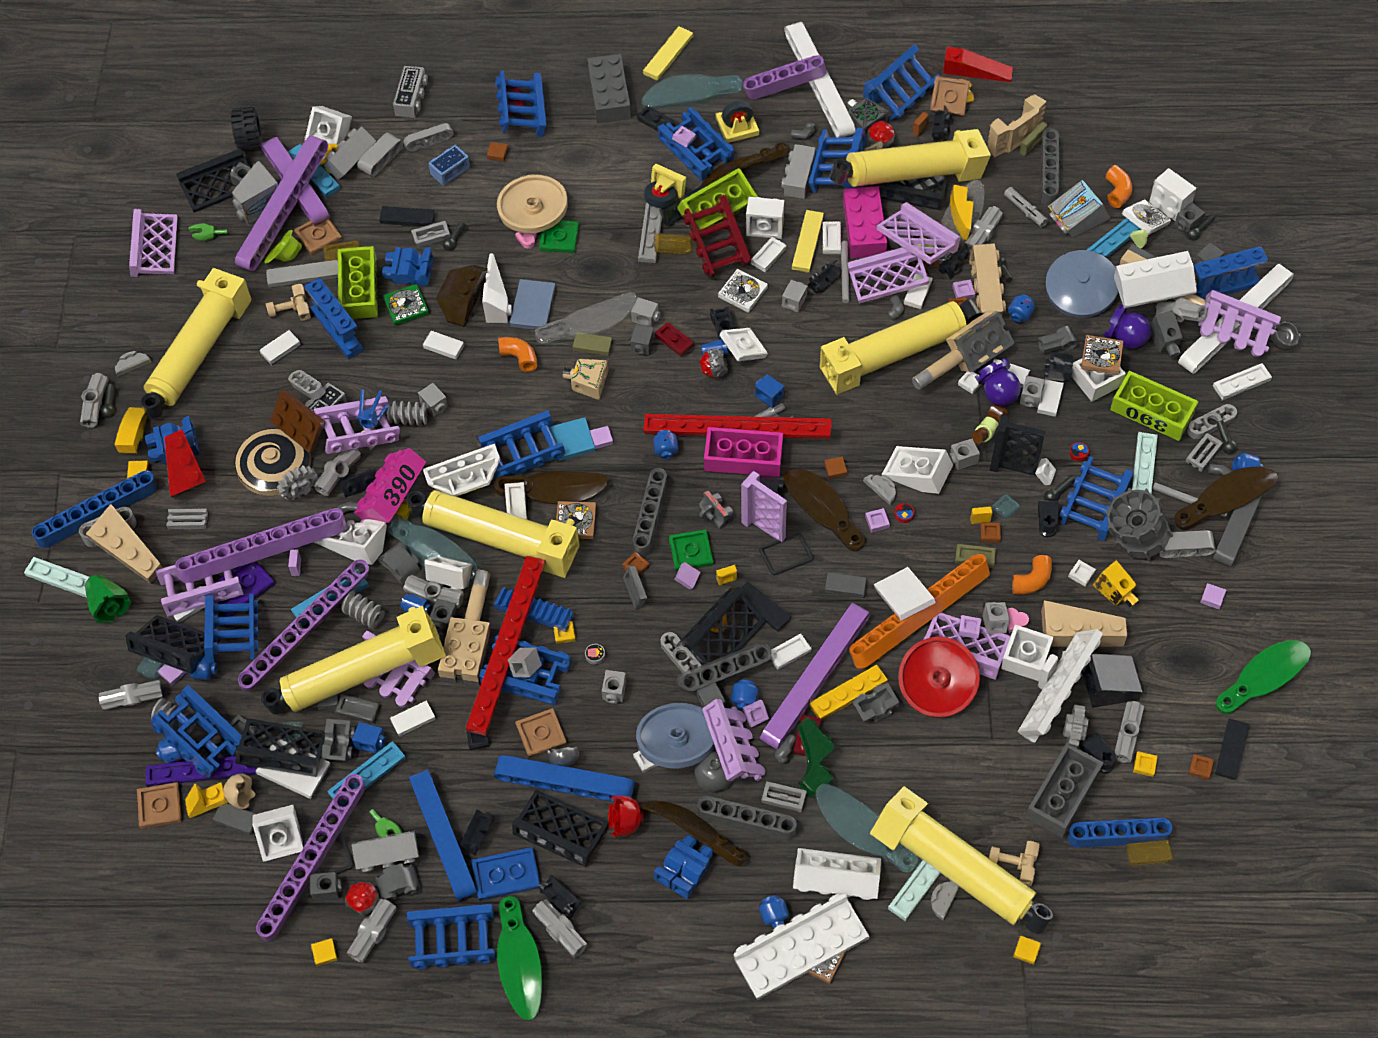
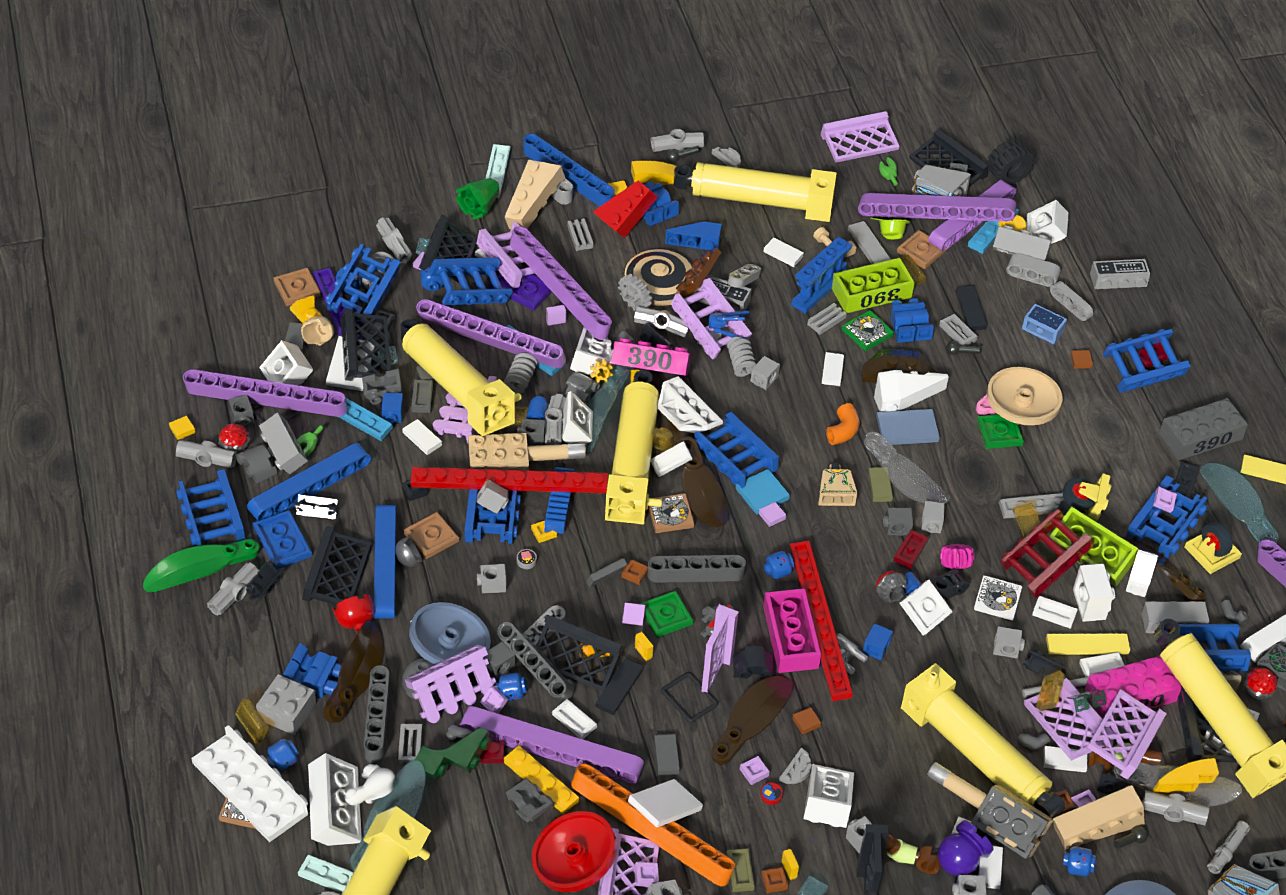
camera: 70 degrees right, 10 degrees down
(234, 411) = (698, 235): none -> blue slope
(373, 322) = (824, 316): none -> light grey tile
(392, 534) = (605, 374): none -> yellow gear
(496, 498) = (663, 439): none -> clear yellow plate
(696, 305) = (957, 556): none -> dark pink gear
(717, 898) = (286, 704): none -> light grey brick
(727, 933) = (252, 720): none -> clear yellow tile
(755, 176) = (1141, 573): none -> white slope
(834, 829) = (378, 784): none -> white head
(860, 276) = (1050, 691): none -> clear yellow plate
(871, 247) = (1095, 698): none -> piece

